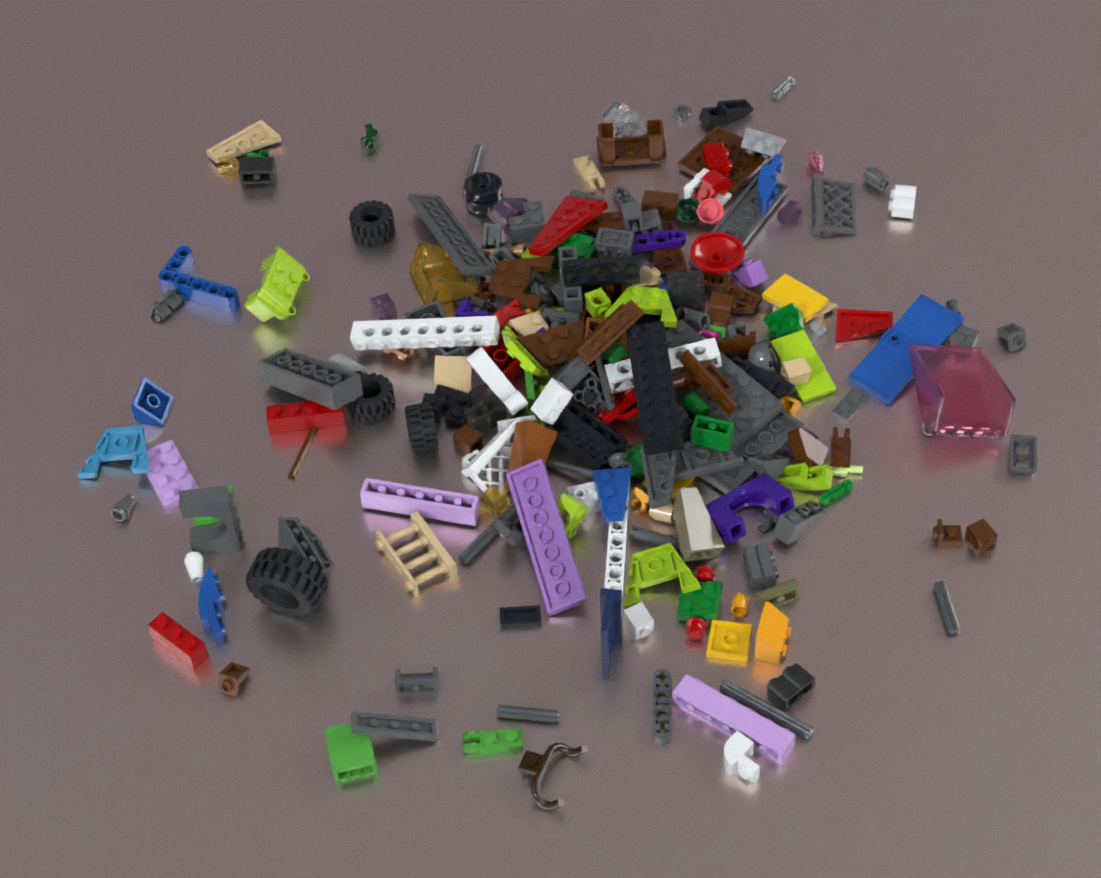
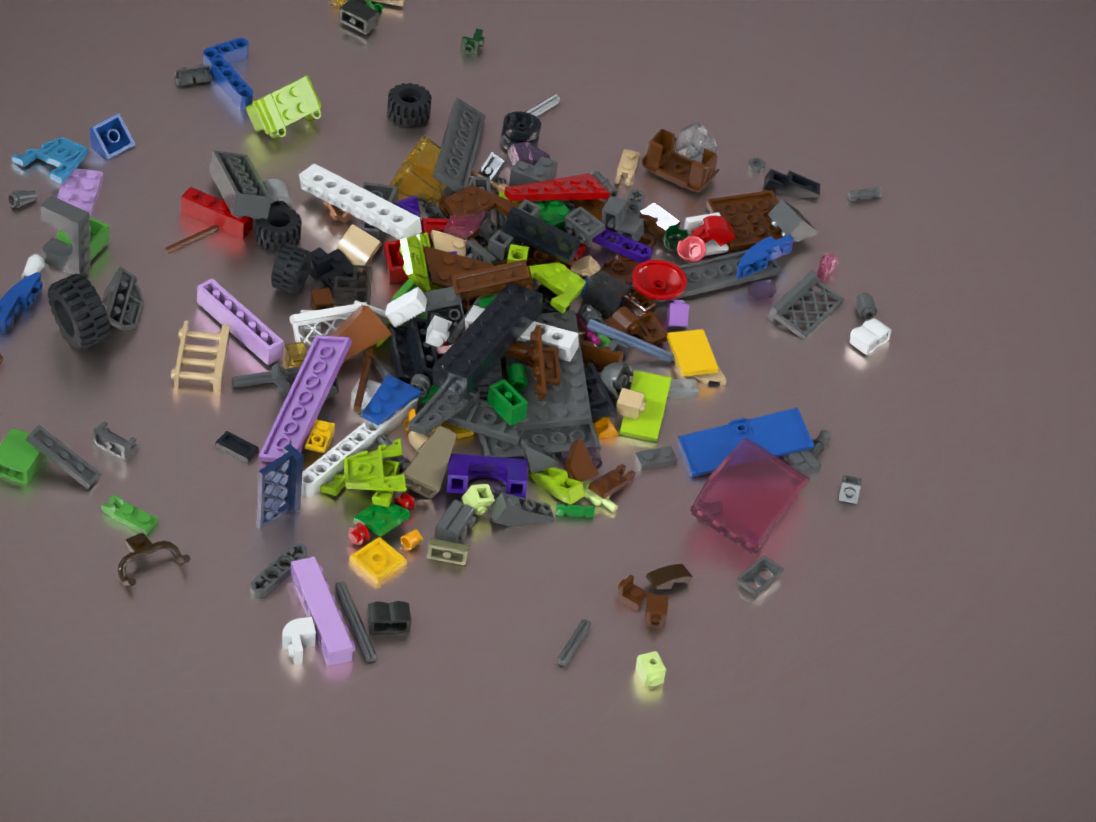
camera: 25 degrees right, 5 degrees down
(384, 307) = (355, 171): clear purple brick -> none
(496, 381) = (381, 270): white beam -> none
(528, 713) = (174, 513): dark grey axle -> none
(531, 299) = (463, 225): none -> clear pink slope
(557, 467) = (368, 360): none -> reddish brown bar
(575, 508) = (340, 396): lime brick -> none
(587, 562) = (321, 437): none -> yellow slope
(595, 407) = (438, 331): none -> white brick
(638, 621) = (320, 502): white brick -> none
(655, 569) = (367, 473): none -> lime wing
(716, 158) = (739, 212): red brick -> none
(735, 319) = (630, 340): none -> sand blue axle
(760, 532) = (479, 497): none -> yellowish green brick
(772, 634) = (409, 570): light orange slope -> none
(784, 321) = (664, 362): green bracket -> none
(861, 323) = (729, 403): red wing -> none
(960, 501) = (666, 576): none -> dark brown slope
(1026, 590) = (650, 669): none -> yellowish green brick

